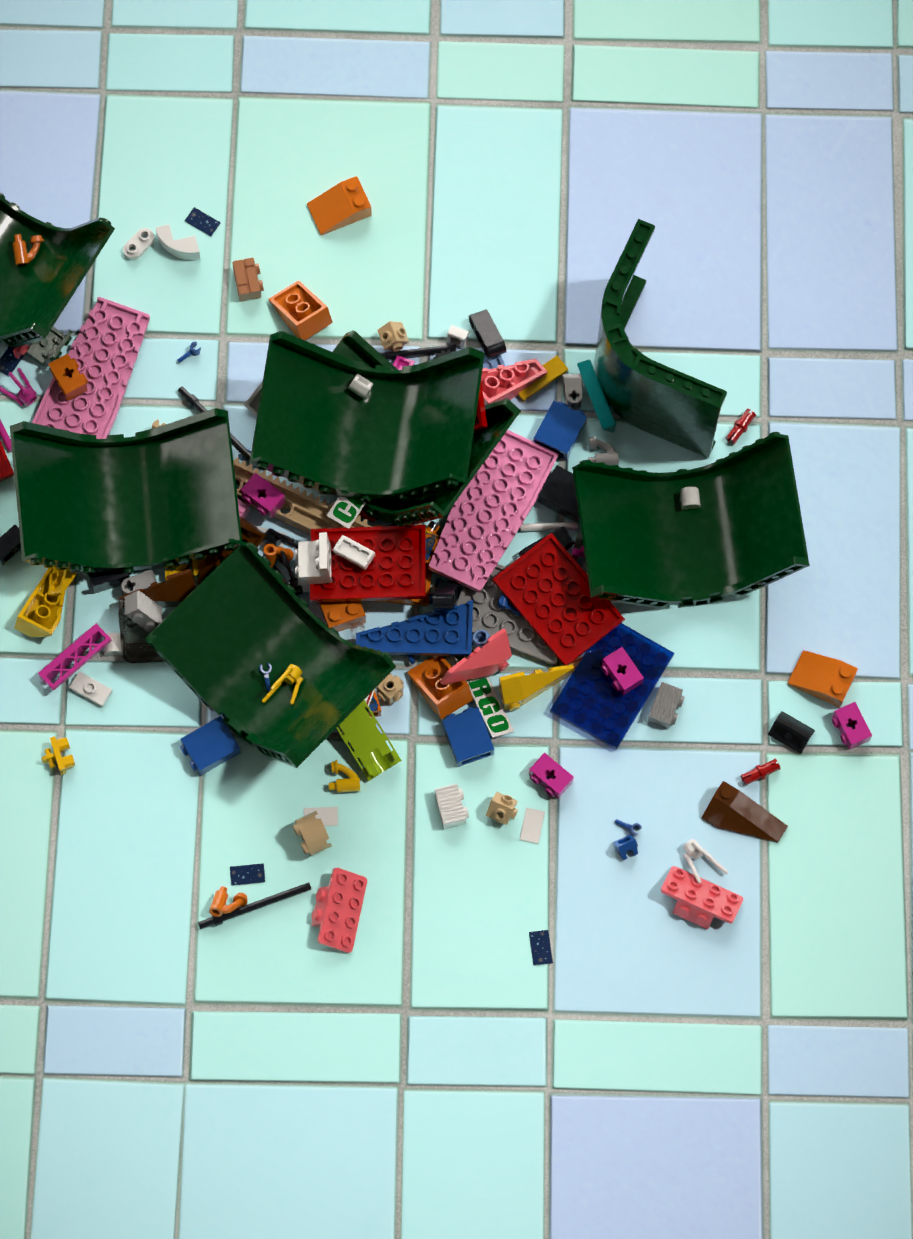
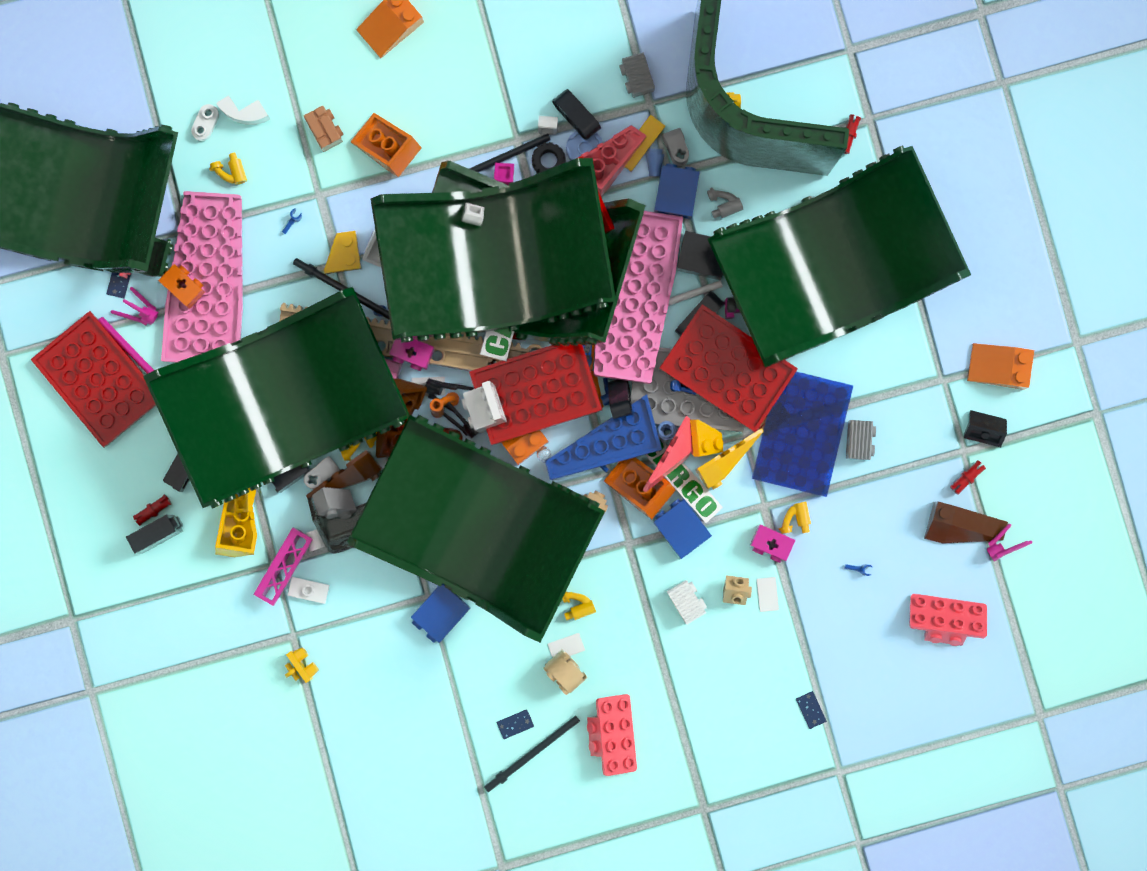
camera: 15 degrees left, 15 degrees up
(20, 251) = (90, 166): orange plant -> none
(153, 298) = (238, 174): none -> yellow plant
(202, 221) = (259, 79): dark blue sticker -> none
(219, 901) = (499, 768): orange plant -> none
(228, 395) = (343, 254): none -> yellow wing
(266, 675) = (473, 533): blue hand -> none
(290, 676) = (496, 526): yellow plant -> none
(354, 552) = (519, 385): white plate -> none
(368, 742) = (598, 571): lime piece -> none
(393, 336) = (485, 145): tan brick -> none
(515, 656) = (705, 439): none -> yellow wing
(548, 394) = (654, 161): none -> medium blue cone
(556, 316) = (638, 75): none -> light grey brick
(588, 756) = (802, 517): none -> yellow plant
(597, 396) = (702, 146): teal slope -> none
(621, 661) = (807, 411): dark pink brick -> none
(625, 844) = (862, 589): blue tile -> none
(690, 498) = (822, 224): white brick -> none
(695, 851) = (929, 574): white plant -> none
(769, 849) = (997, 551): none -> dark pink plant
(853, 716) = (1050, 411): dark pink brick -> none

